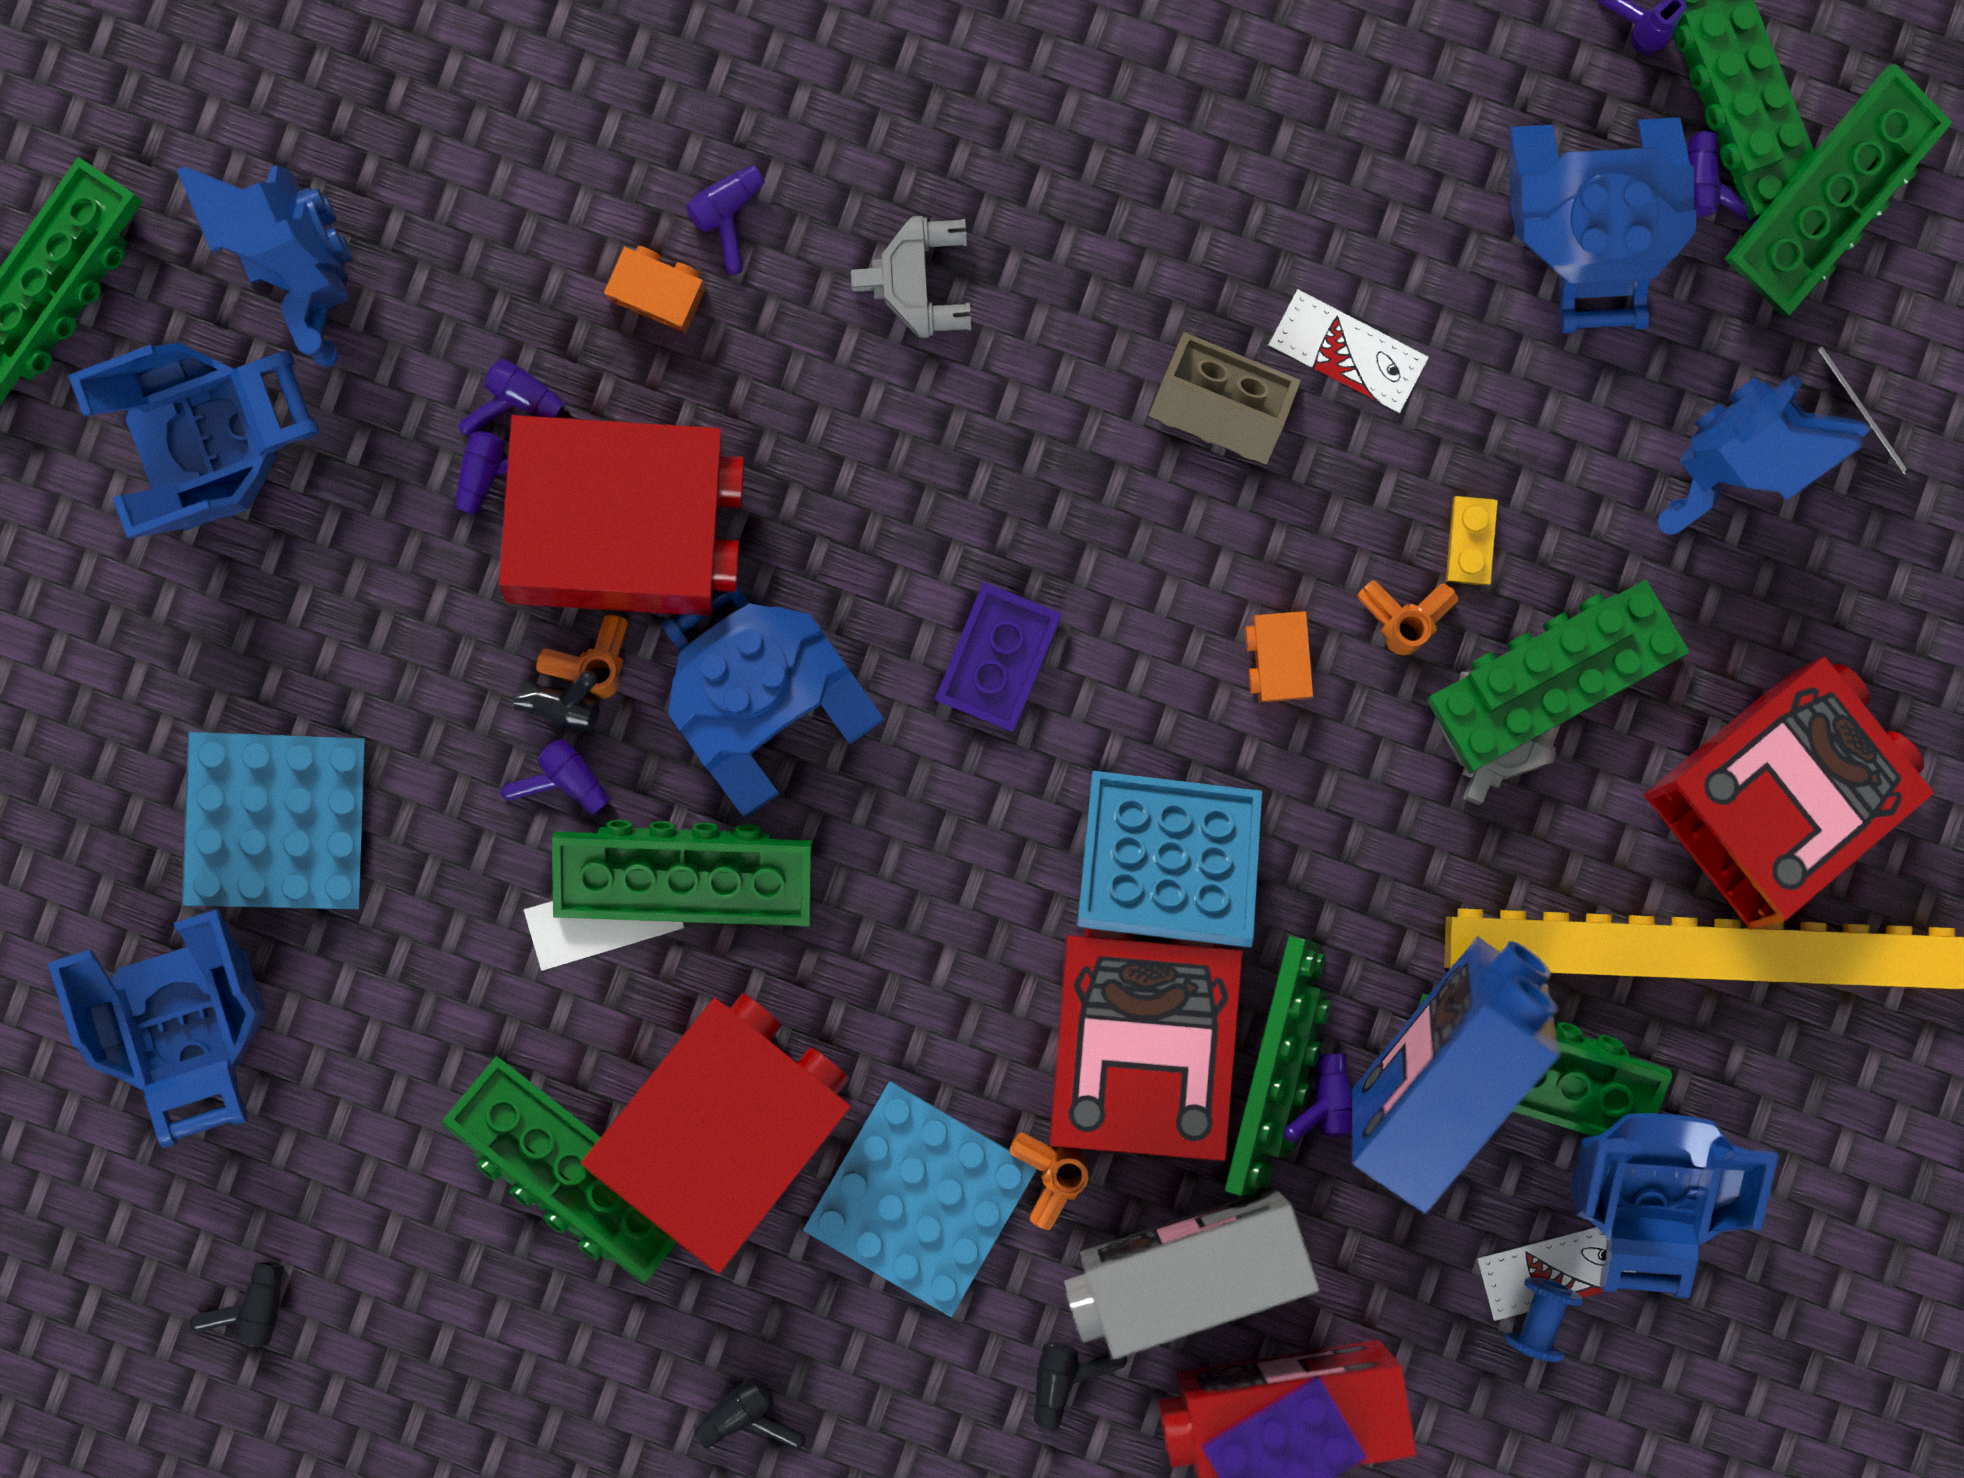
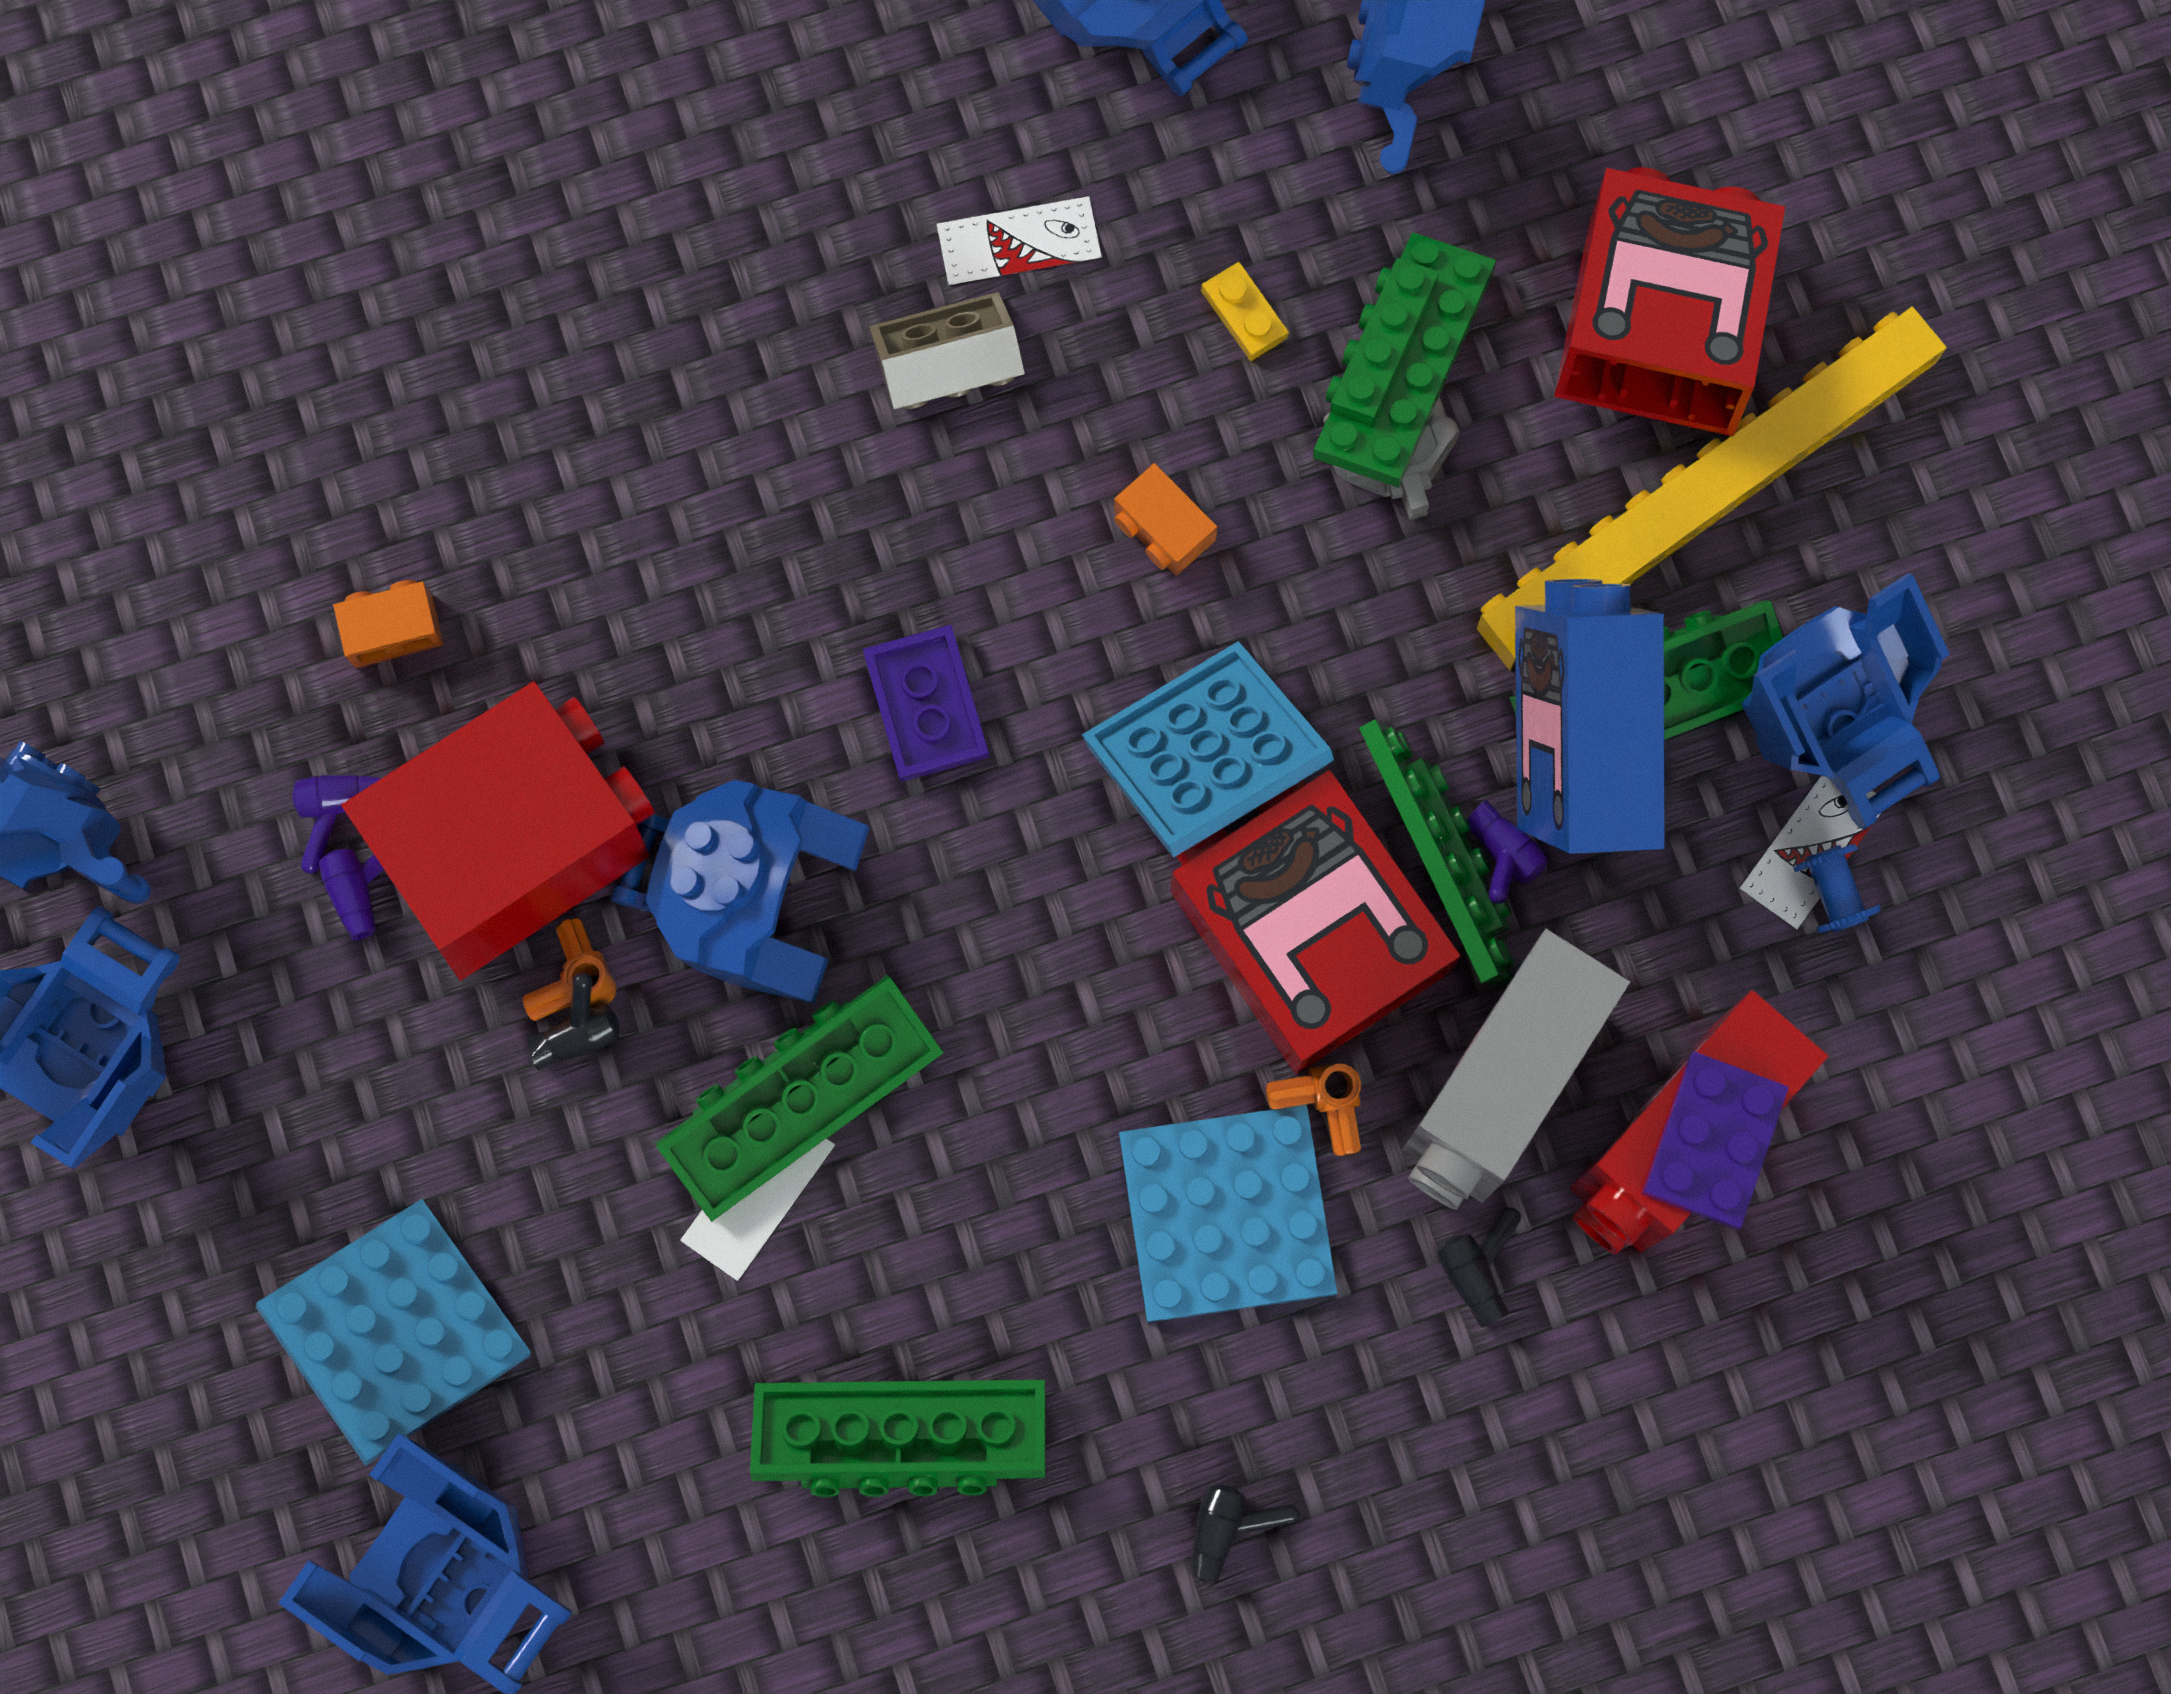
camera: 40 degrees left, 10 degrees down
(564, 770) = (622, 1087): dark purple piece -> none
(717, 206) = (390, 518): dark purple piece -> none
(719, 1130) = (1004, 1285): red brick -> none
(902, 277) = (597, 458): light grey connector -> none
(1419, 617) = (1252, 402): orange axle -> none

